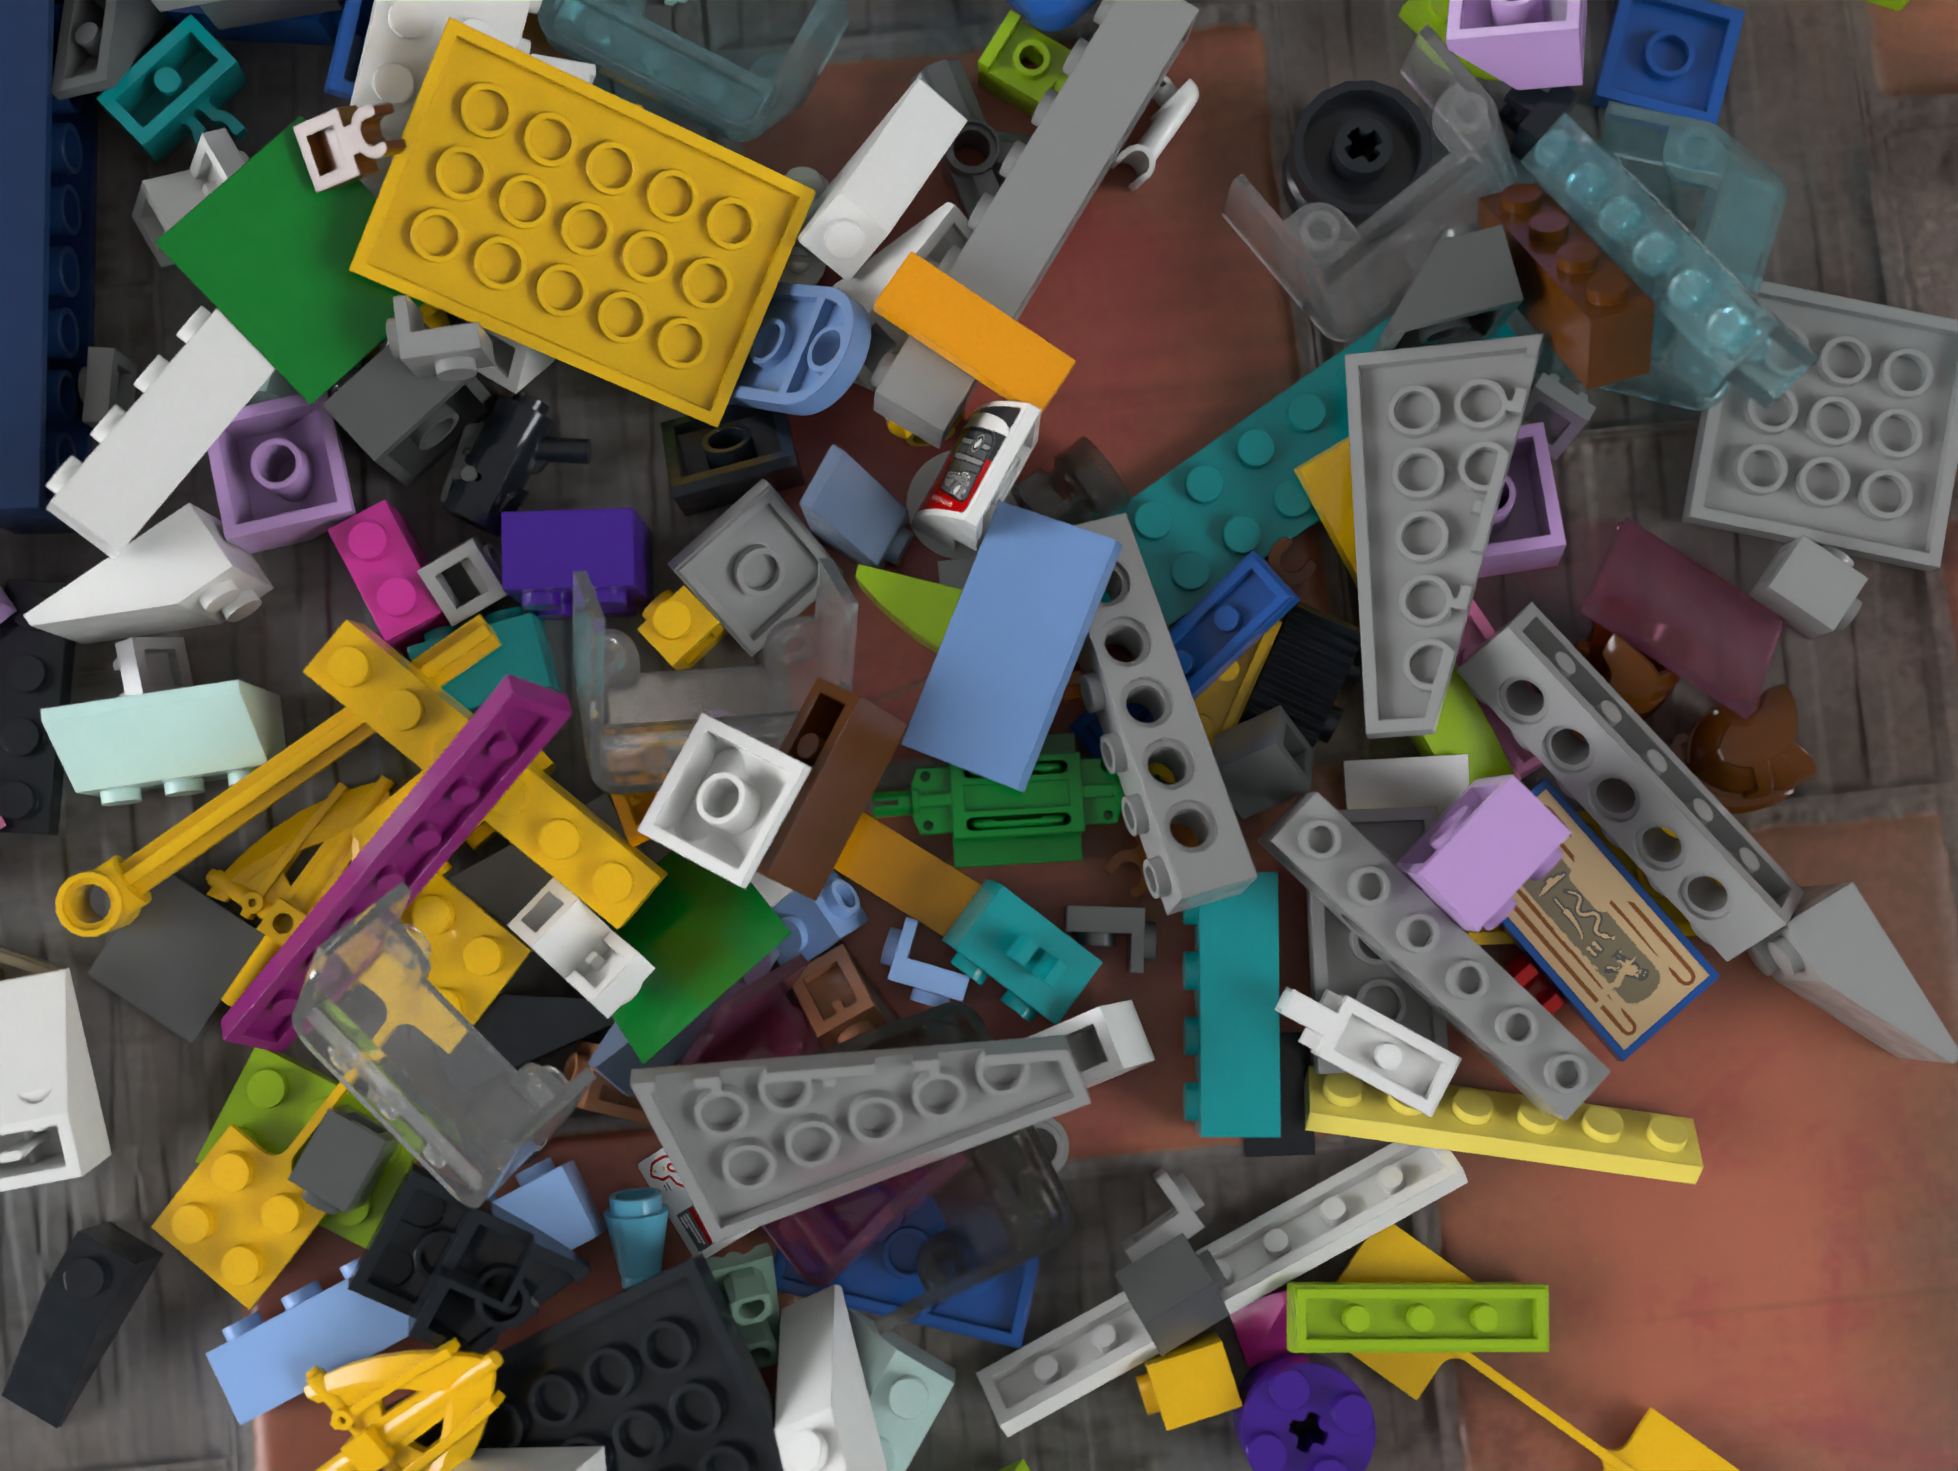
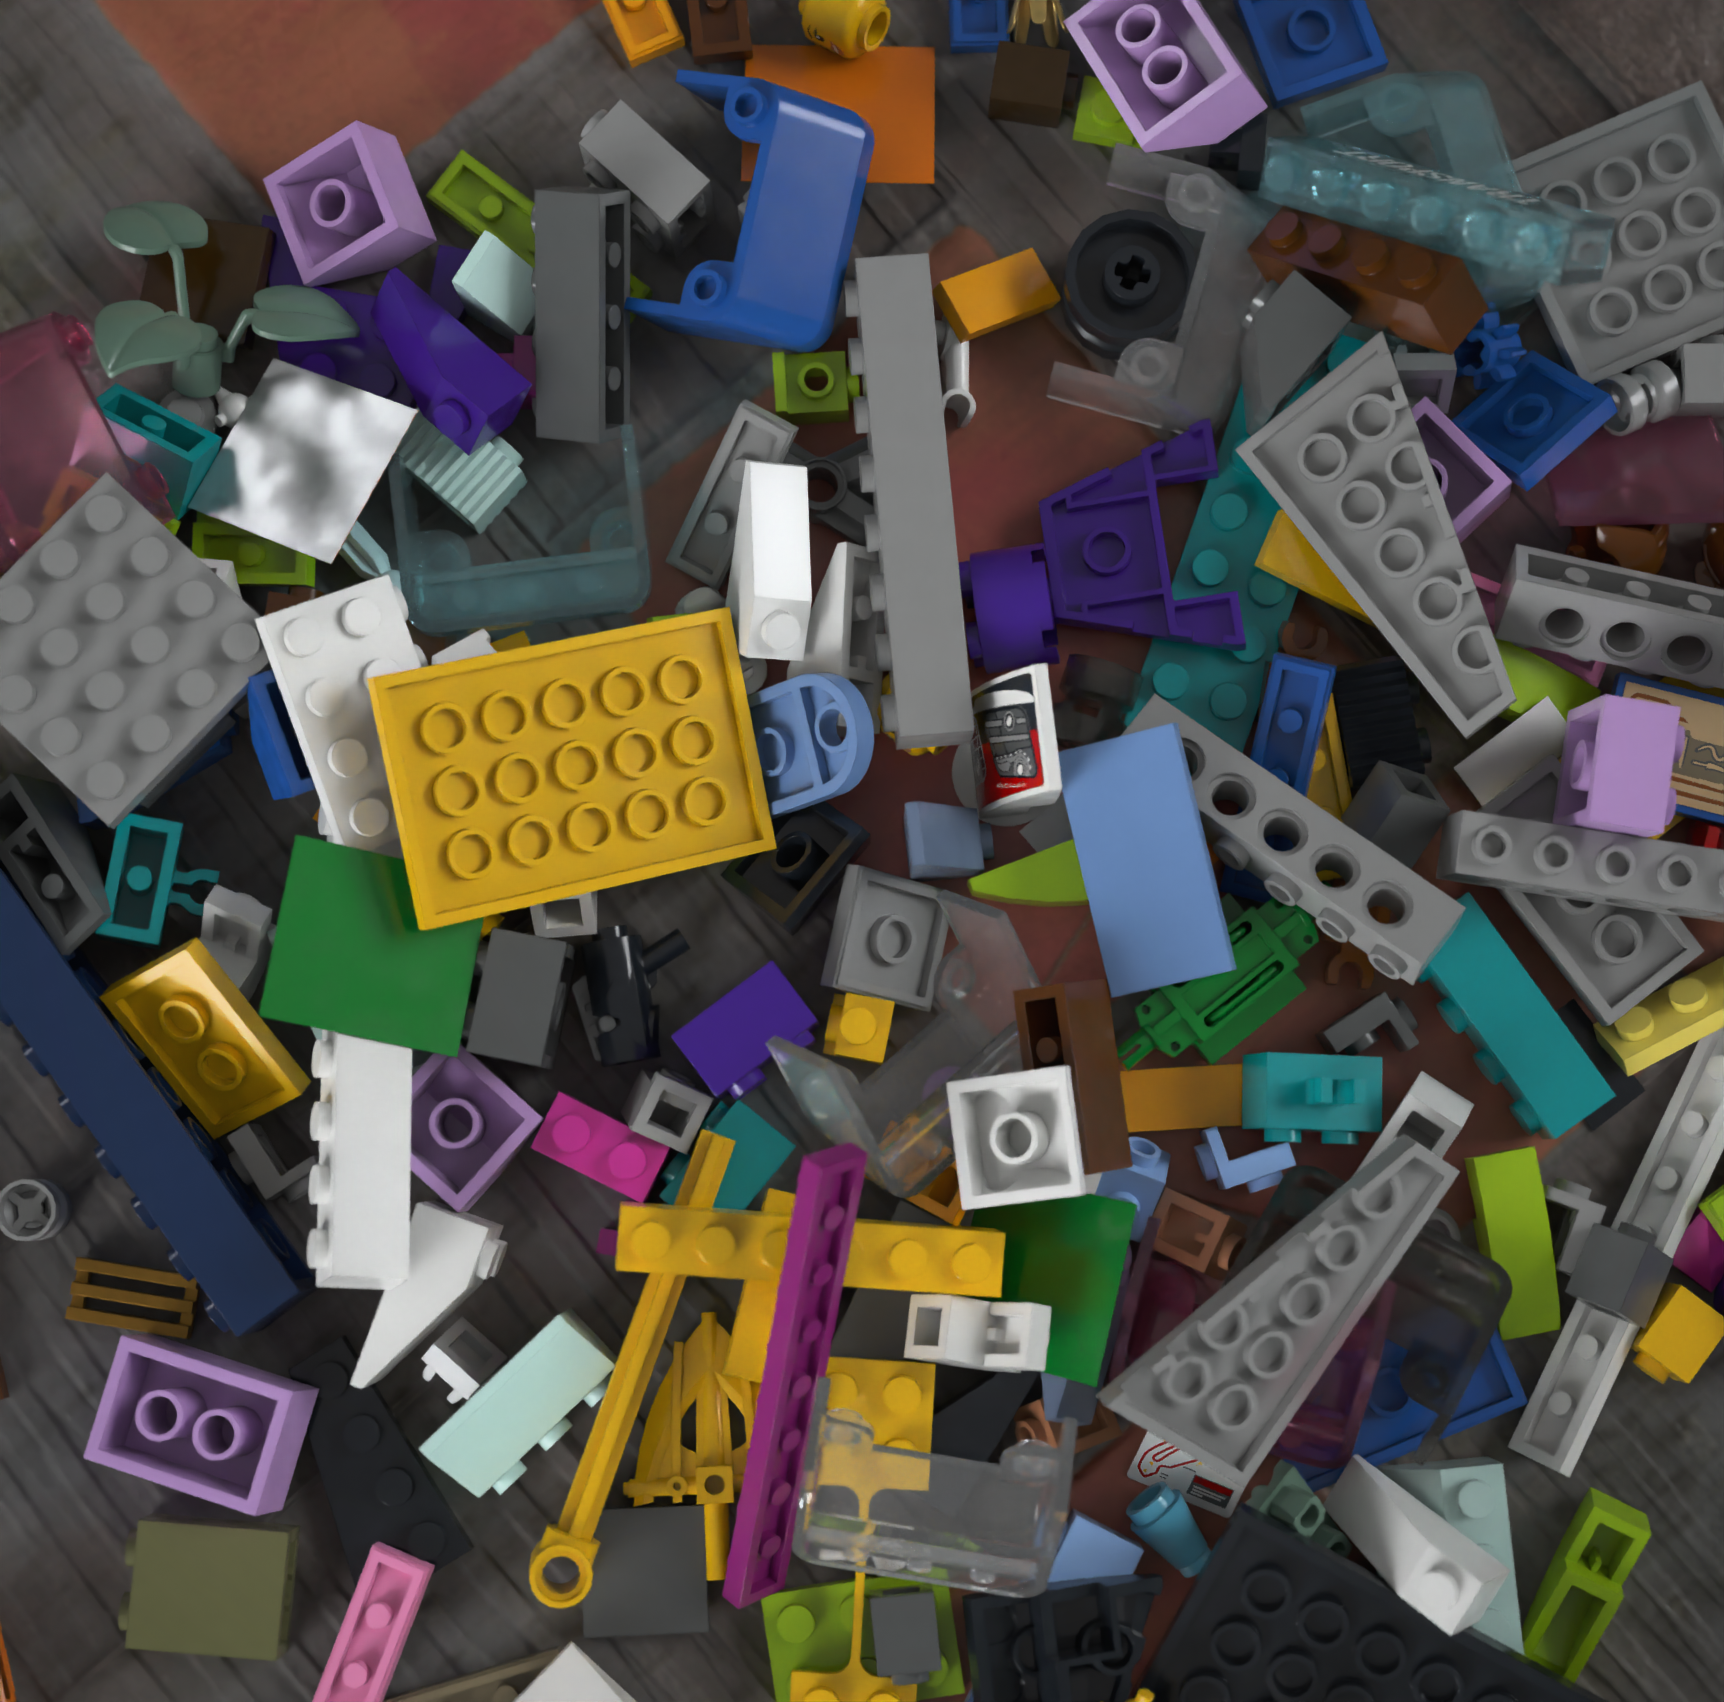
camera: 35 degrees left, 0 degrees up
(125, 281) = (205, 1038): none -> yellow plate
(344, 144) = (356, 834): plate -> none
(446, 351) = (545, 940): light grey bracket -> none
(939, 62) = (709, 529): none -> light grey tile
(973, 333) = (945, 638): light orange tile -> none
(1085, 337) = (1010, 608): none -> dark purple brick
(1108, 1201) = (1516, 1234): none -> lime slope
(1180, 377) = (1111, 551): none -> dark purple wing
(1237, 94) = (996, 295): none -> light orange tile
(1372, 1047) = (1637, 976): white hinge -> none
(1626, 511) = (1535, 418): none -> blue plate
(1627, 426) = (1489, 352): none -> blue gear
(1721, 553) = (1643, 395): none -> light grey wheel

